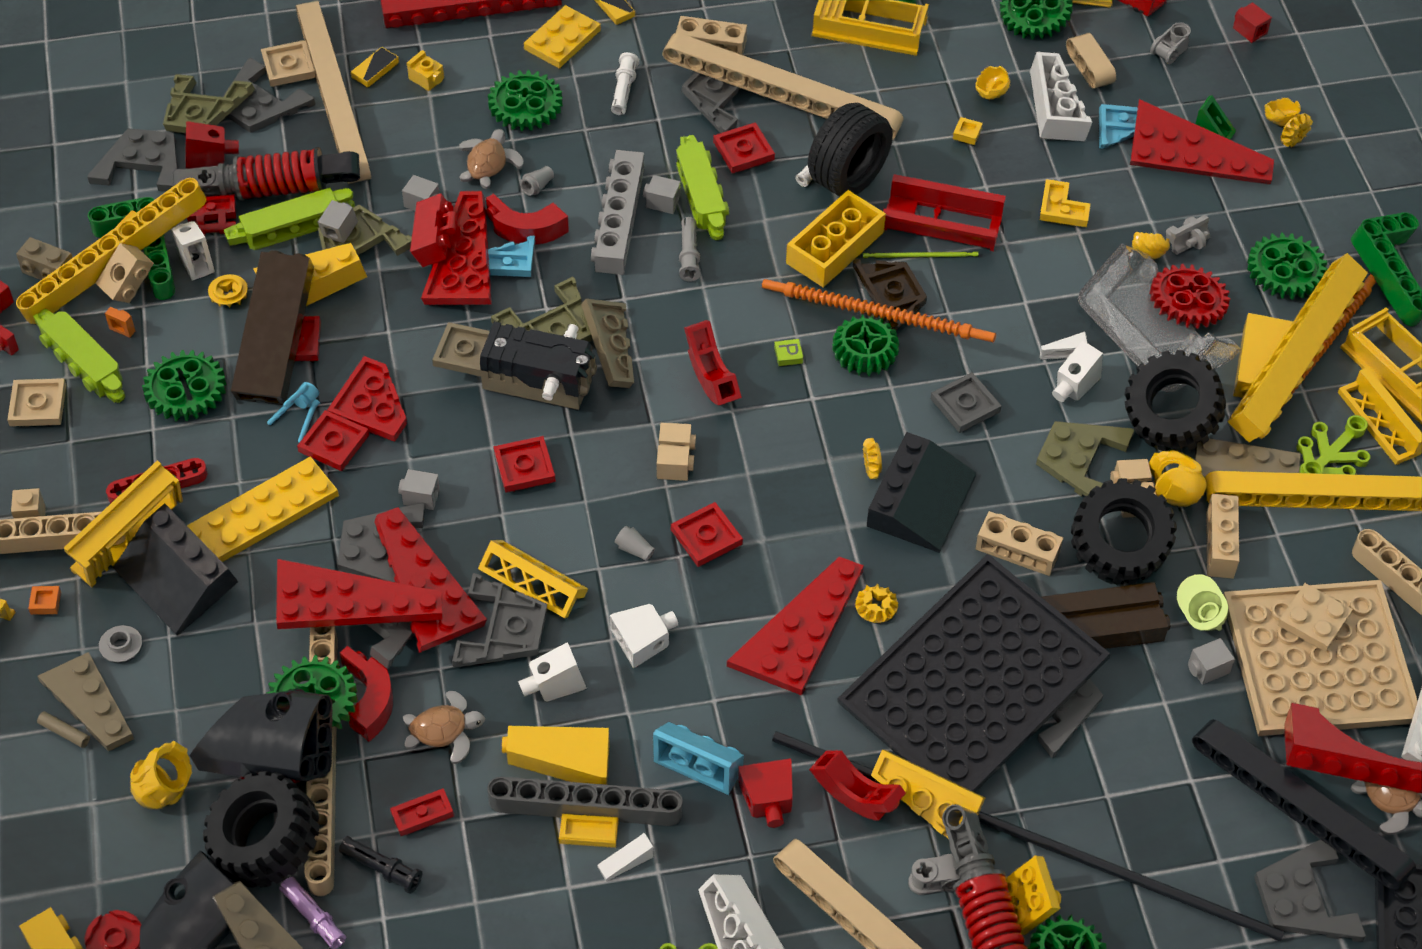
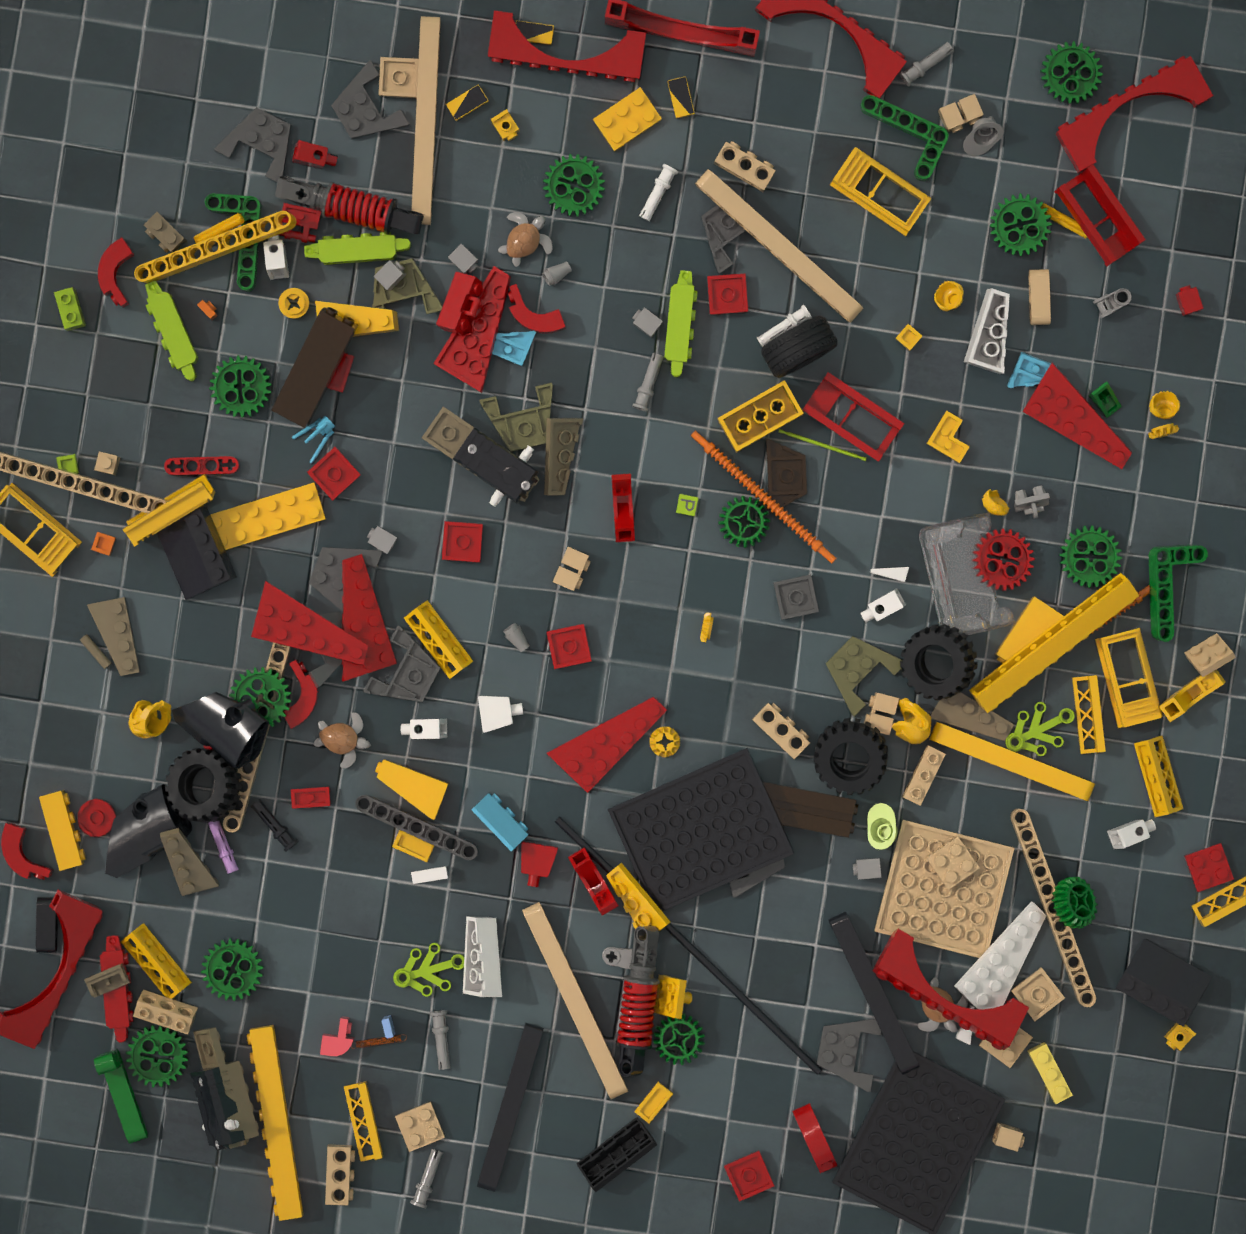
camera: 20 degrees right, 35 degrees up
(37, 402) = (132, 365): tan plate -> none
(124, 273) = (220, 270): tan brick -> none
(124, 652) = (137, 595): light grey piece -> none
(201, 108) = (311, 110): olive wing -> none
(371, 400) = (370, 446): red plate -> none
(619, 212) = (624, 281): light grey brick -> none
(920, 493) = (731, 665): black slope -> none

